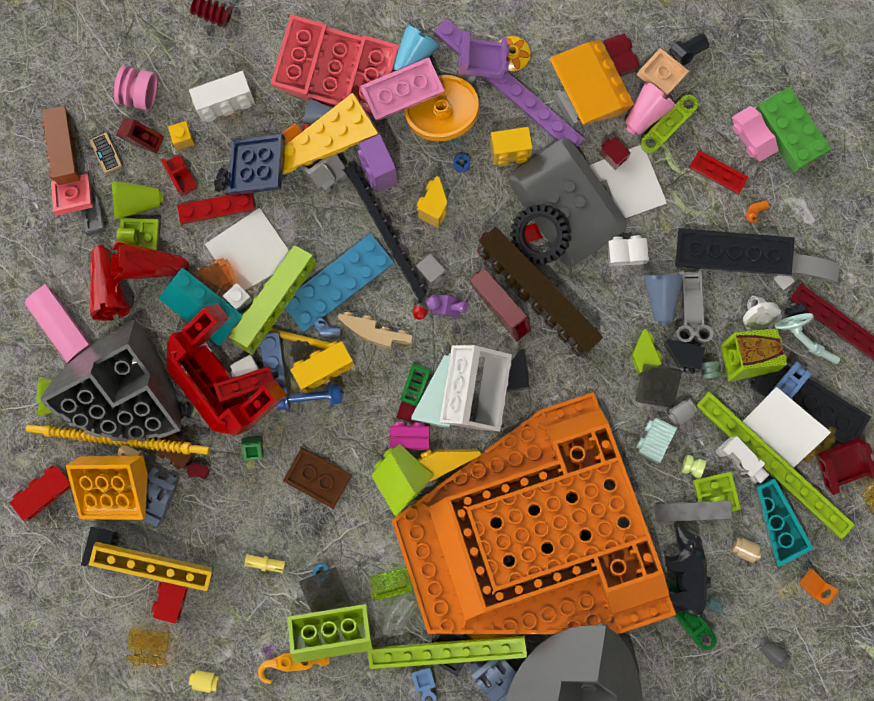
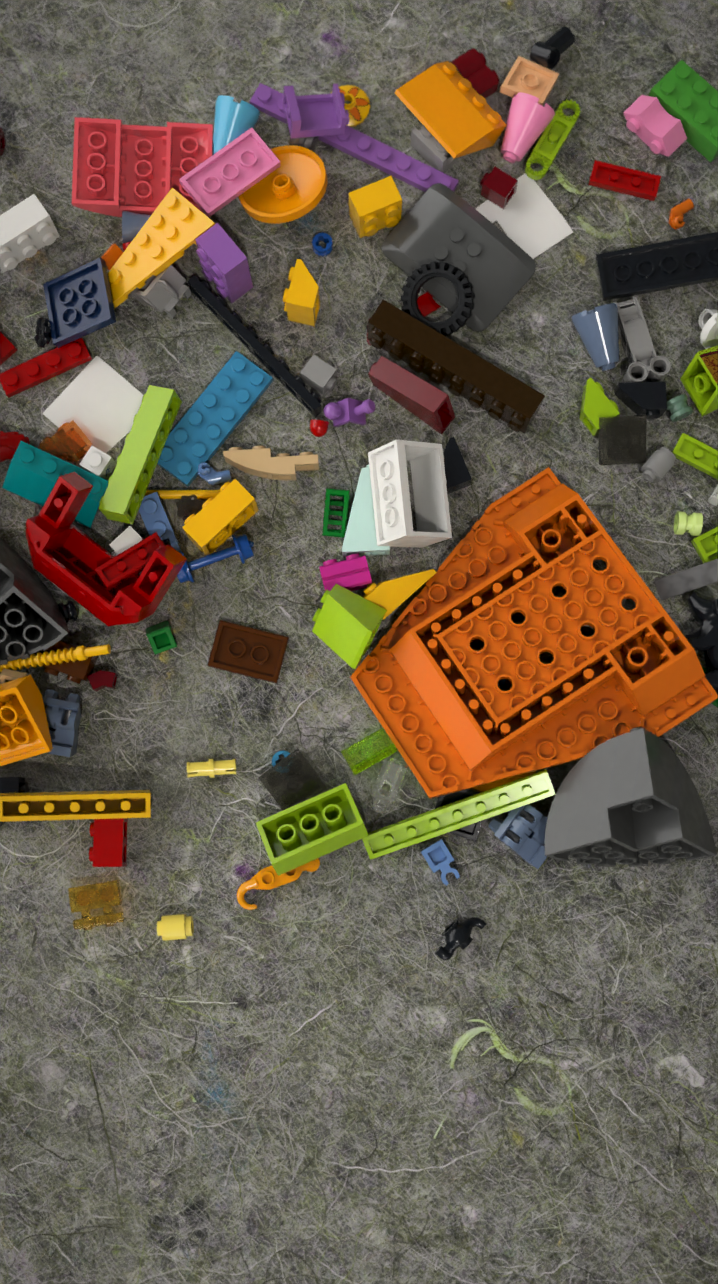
camera: 15 degrees left, 0 degrees up
(406, 411) = (333, 548): dark red piece -> none
(627, 251) = (544, 296): white brick -> none
(656, 440) = (636, 504): light aqua brick -> none

